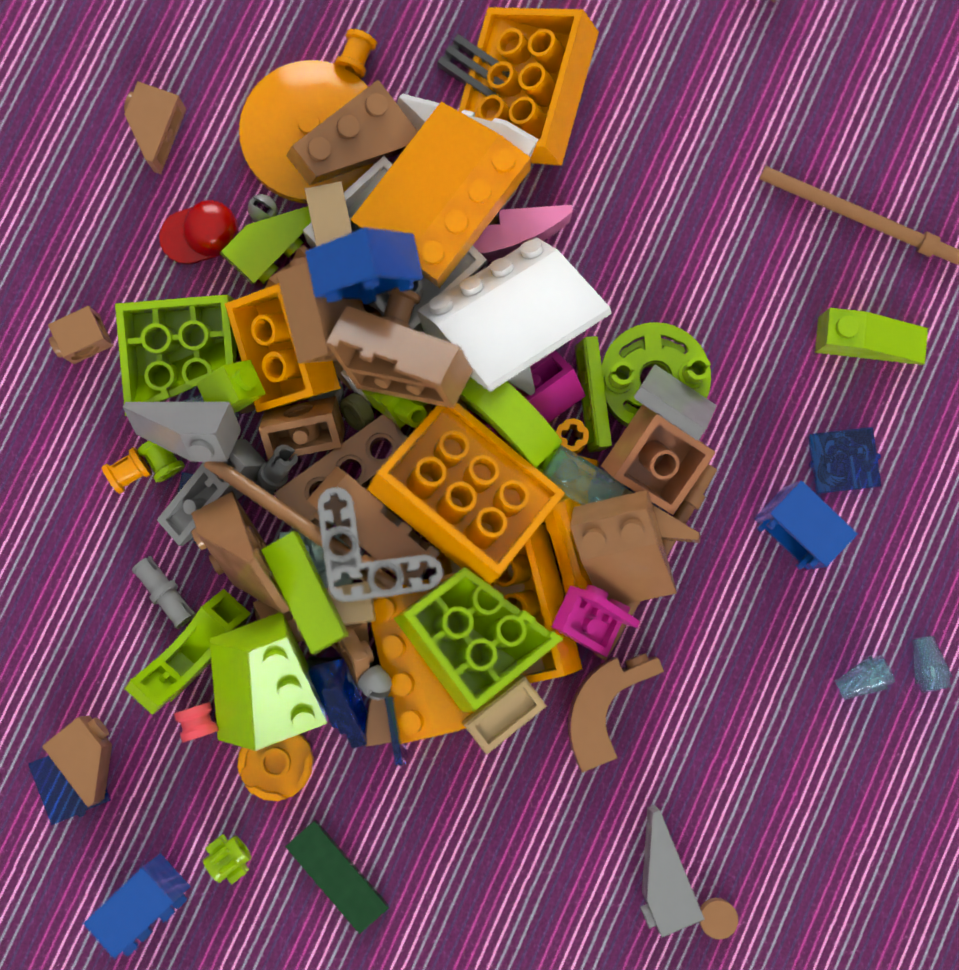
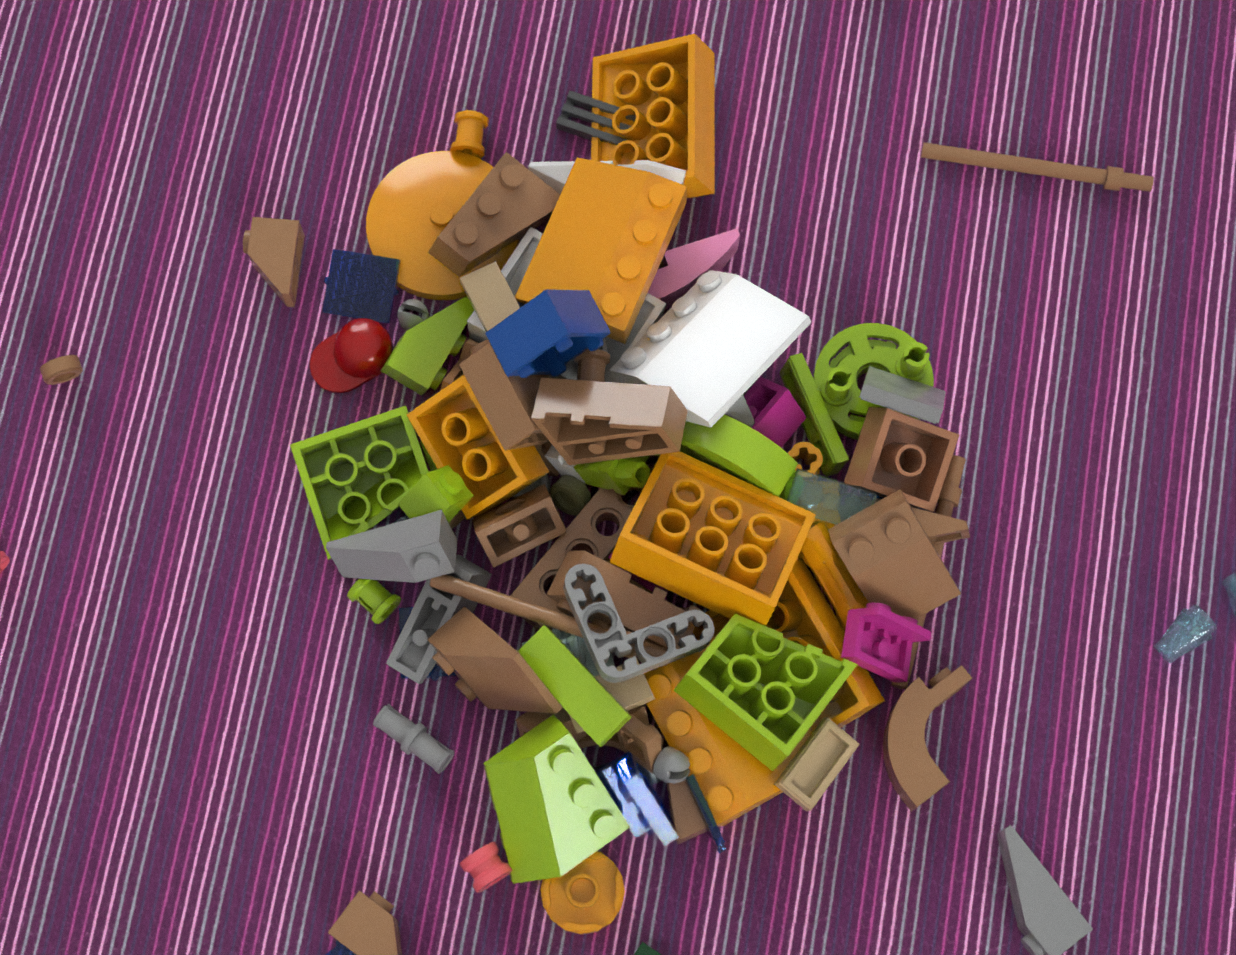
camera: 10 degrees left, 10 degrees down
(79, 335) = (254, 492): medium nougat brick -> none
(126, 470) = (340, 619): light orange bush -> none
(187, 654) = (461, 792): lime arch -> none
(222, 170) = (361, 286): none -> clear blue piece
(274, 472) = (503, 576): dark grey pin -> none
(719, 918) = (1109, 932): medium nougat tile -> none
(805, 526) = (1073, 490): blue container -> none
(844, 460) = (1094, 417): clear blue piece -> none
(870, 337) = (1082, 284): lime slope -> none

